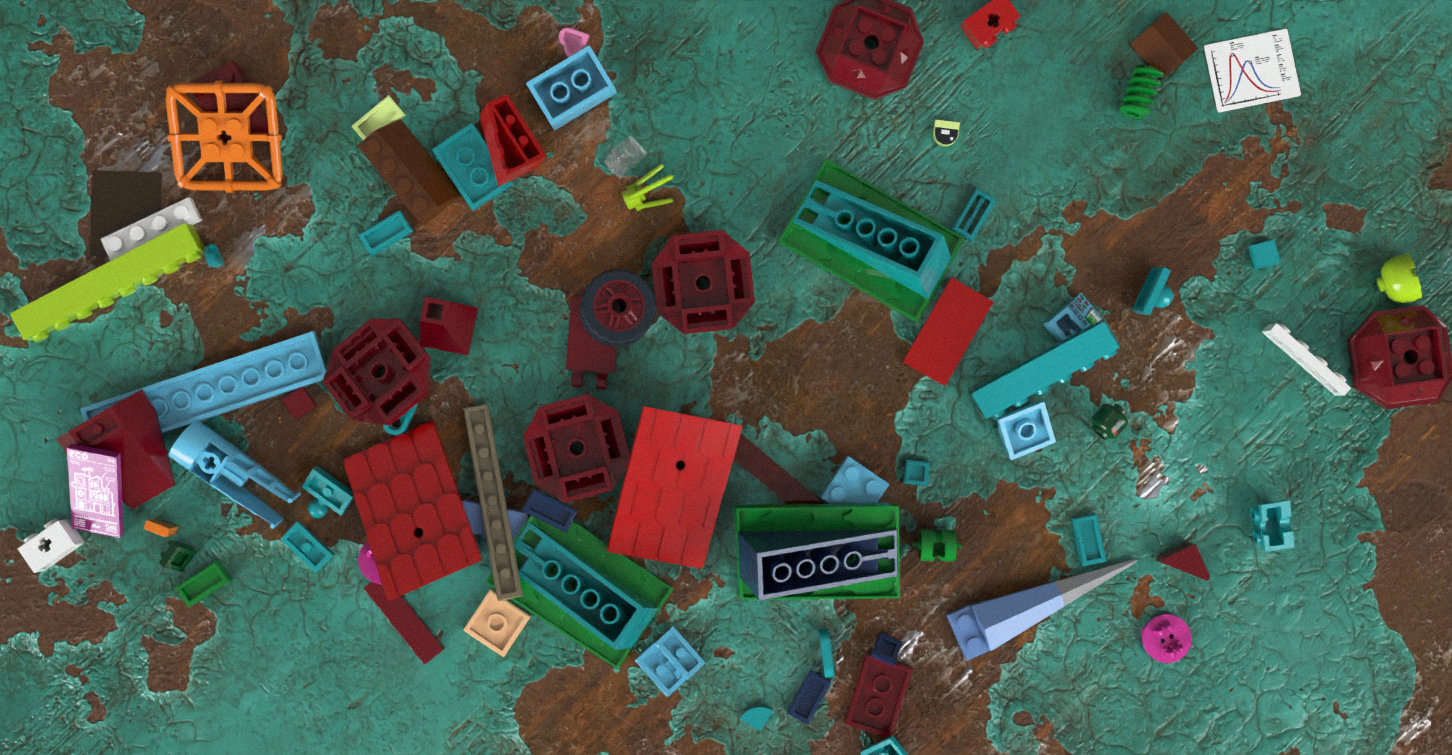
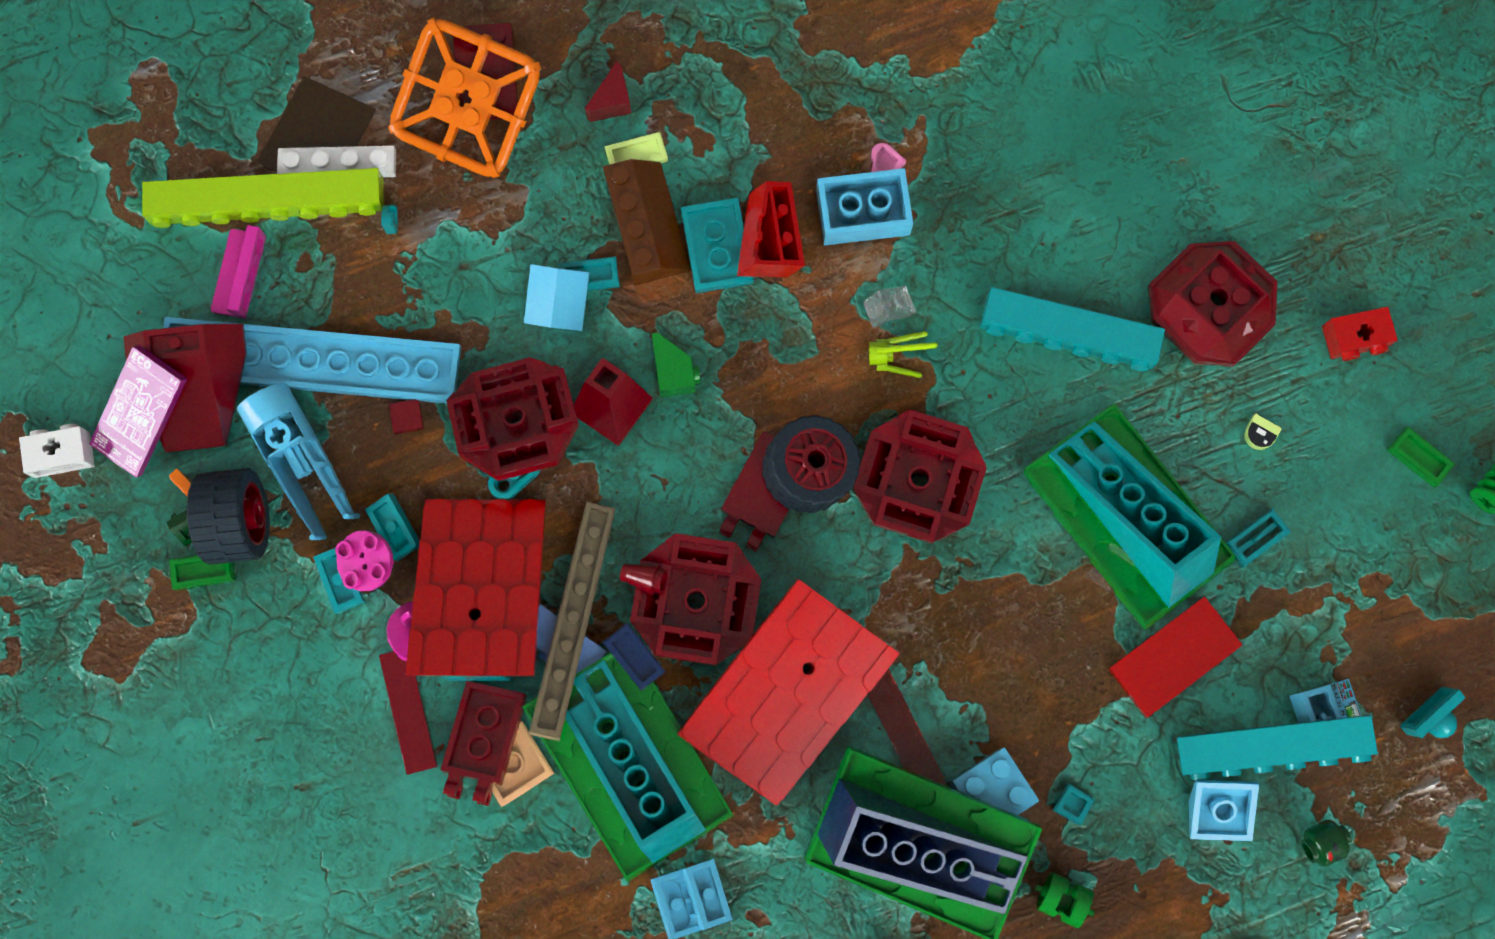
camera: 20 degrees right, 10 degrees down
(119, 348) = (238, 272): none -> dark pink panel
(202, 539) = (228, 516): none -> black wheel
(319, 526) = (352, 561): none -> dark pink plate
(337, 84) = (610, 98): none -> dark red slope
(369, 262) = (556, 297): none -> medium azure slope
(467, 616) = (482, 739): none -> dark red tile
(482, 278) = (674, 368): none -> green slope
(533, 448) = (645, 577): none -> dark red cone
(770, 114) = (1072, 329): none -> teal brick
(1072, 98) = (1420, 456): none -> green tile

